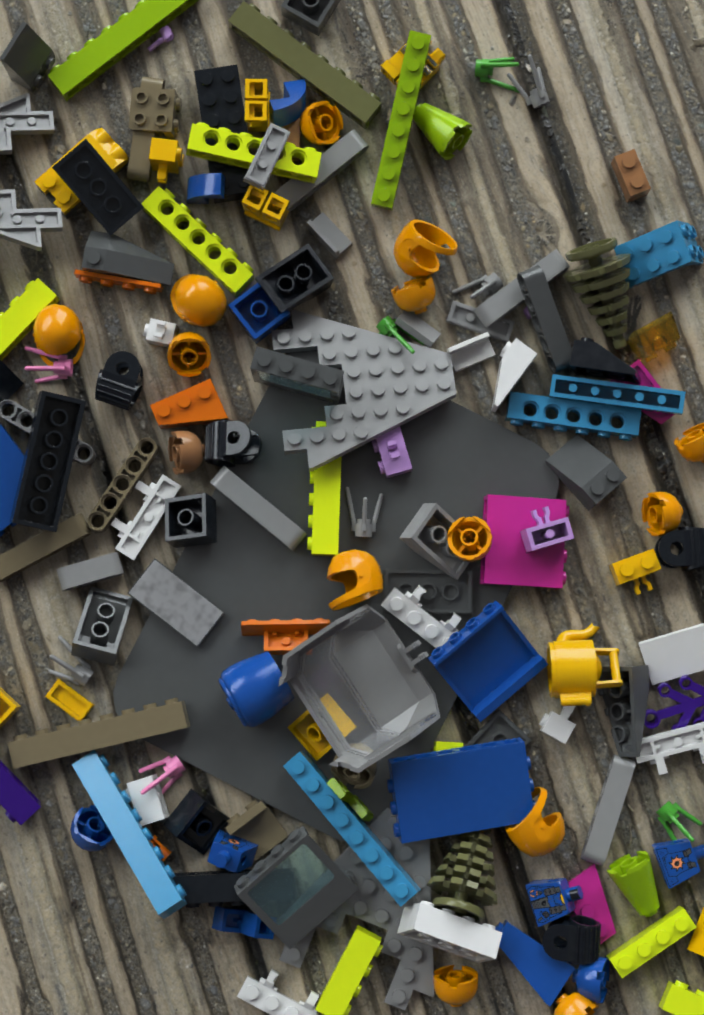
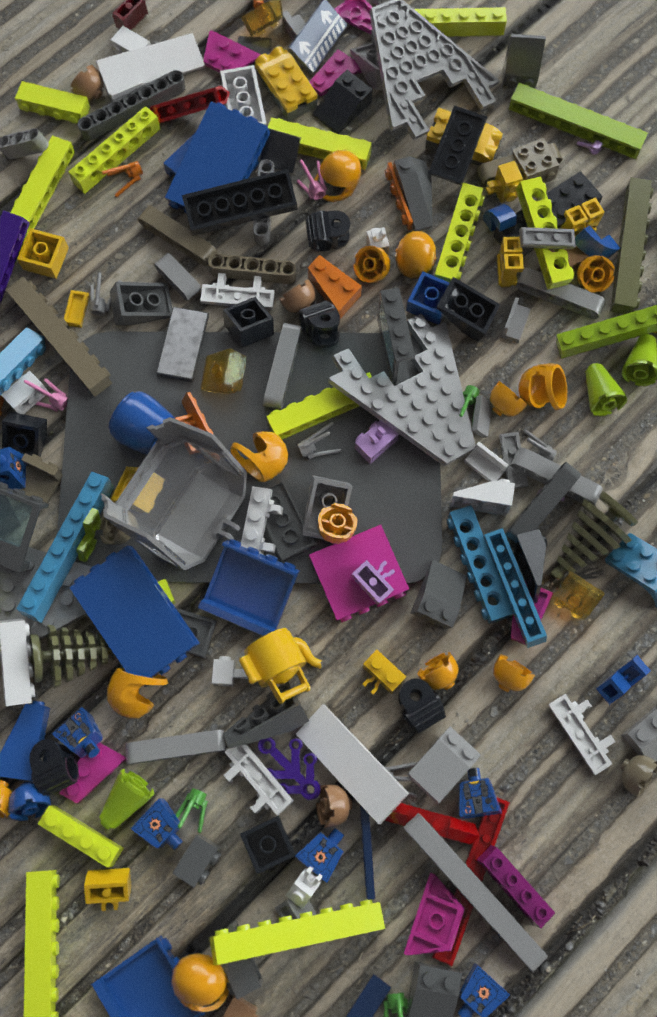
camera: 65 degrees right, 10 degrees down
(234, 574) = (224, 372): none -> clear yellow slope
(452, 189) = (603, 391): none -> lime cone

